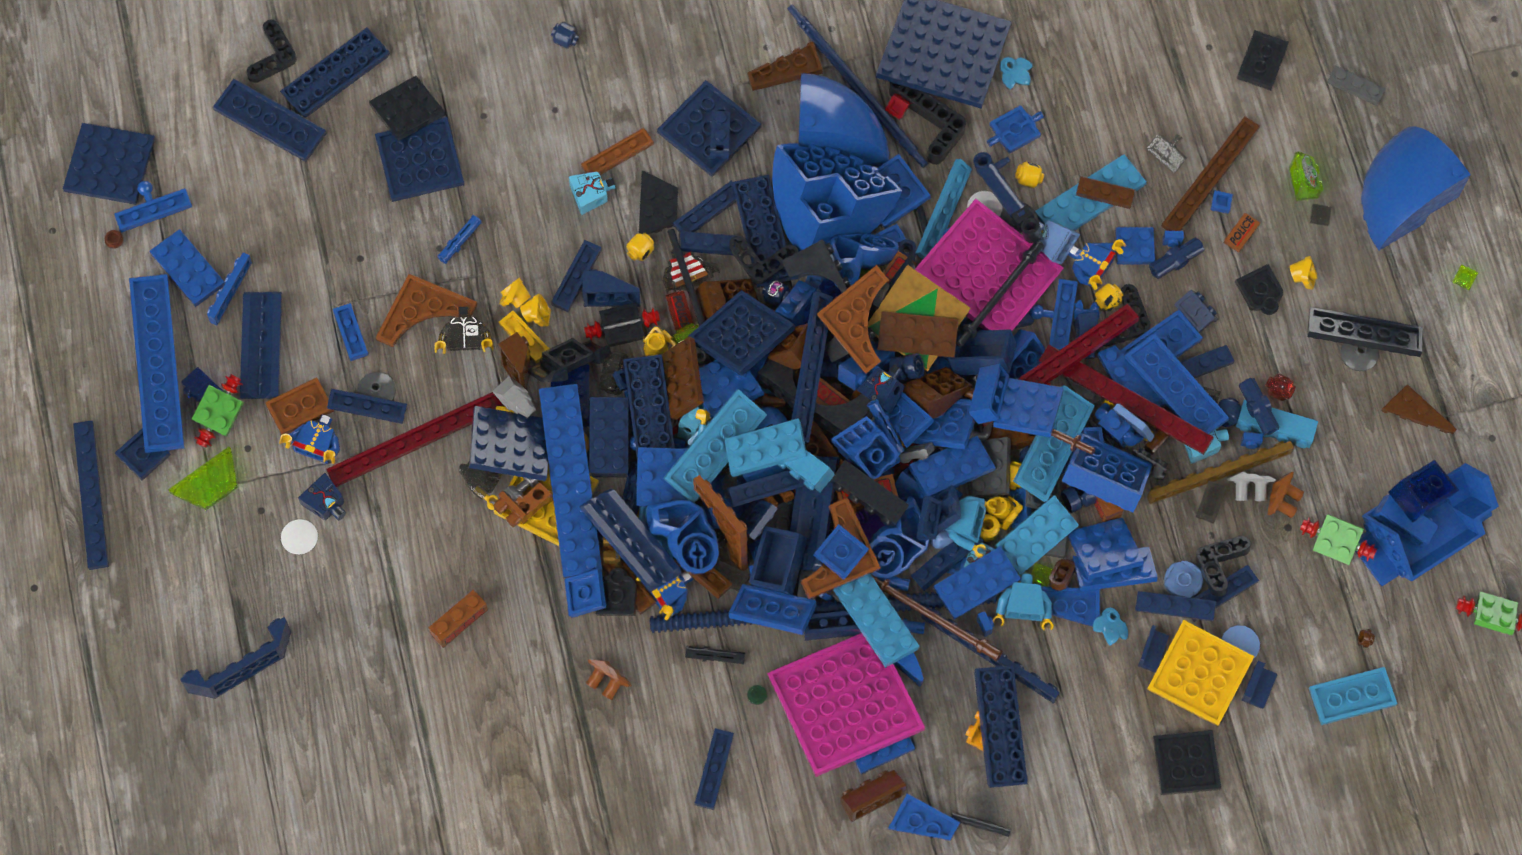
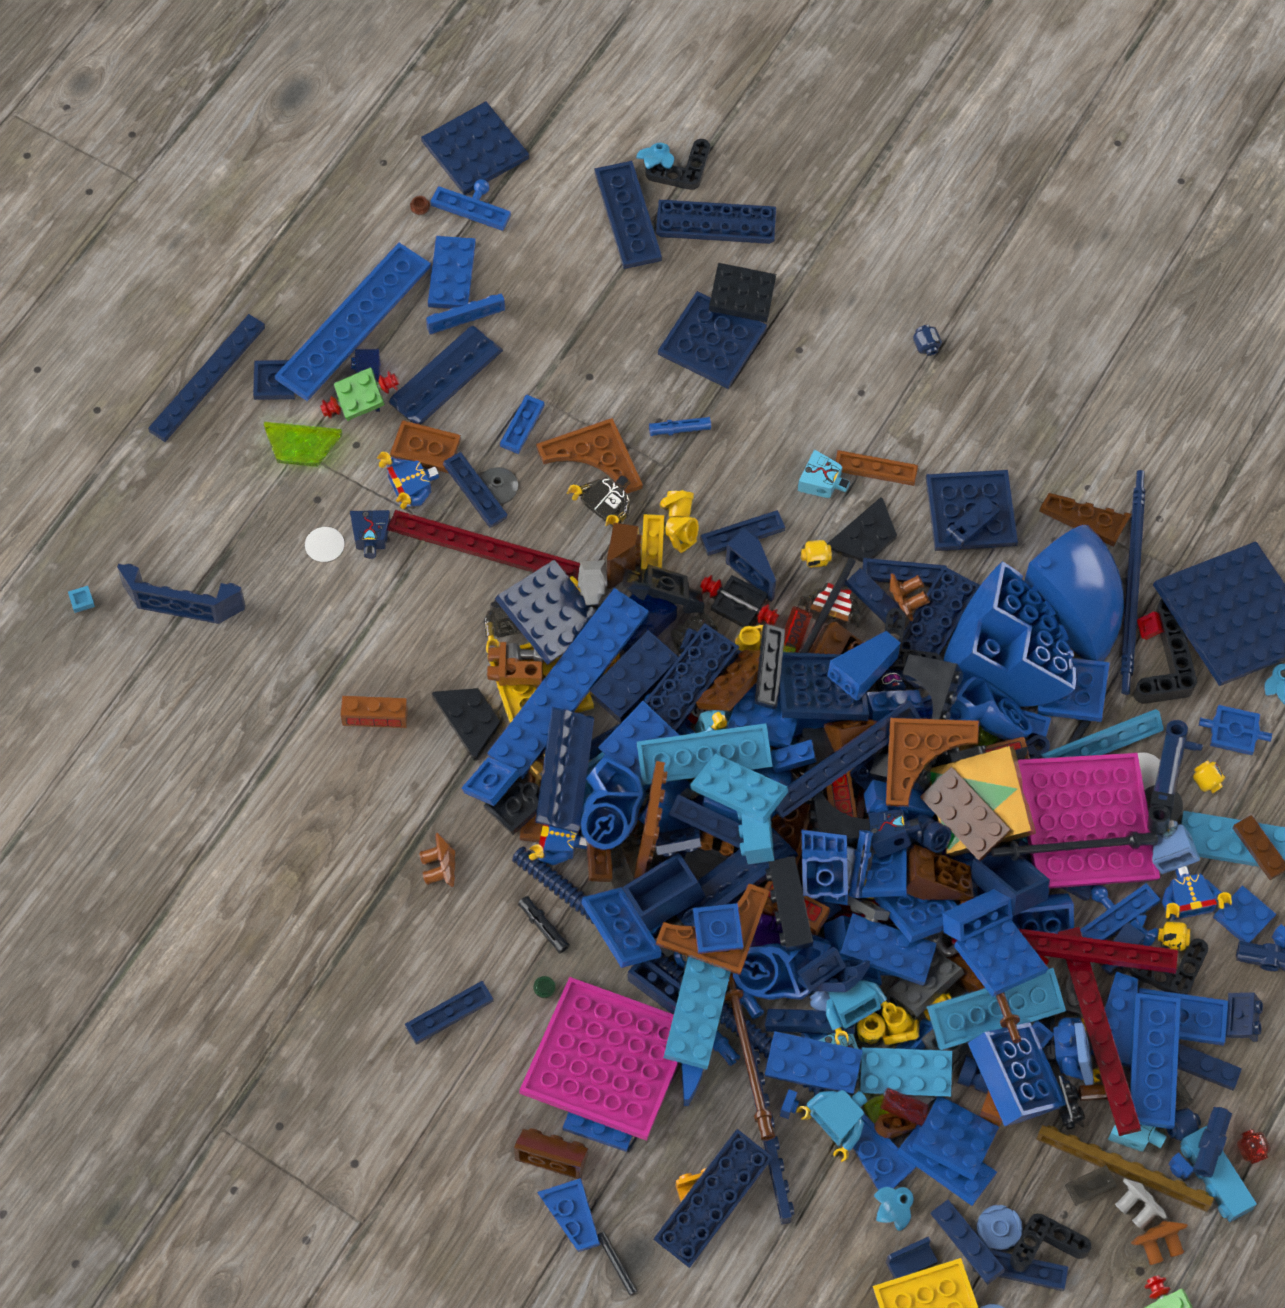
camera: 45 degrees right, 5 degrees down
(170, 728) = (81, 599): none -> dark azure plate
(246, 60) = (656, 154): none -> dark azure plate
(522, 564) = (468, 716): none -> black wing
(698, 349) = (769, 666): none -> black tile
(720, 223) = (901, 591): none -> dark orange connector
(754, 294) = (864, 664): none -> blue slope
(772, 395) = (793, 756): none -> blue plate
(1057, 558) = (904, 1106): none -> clear red plate

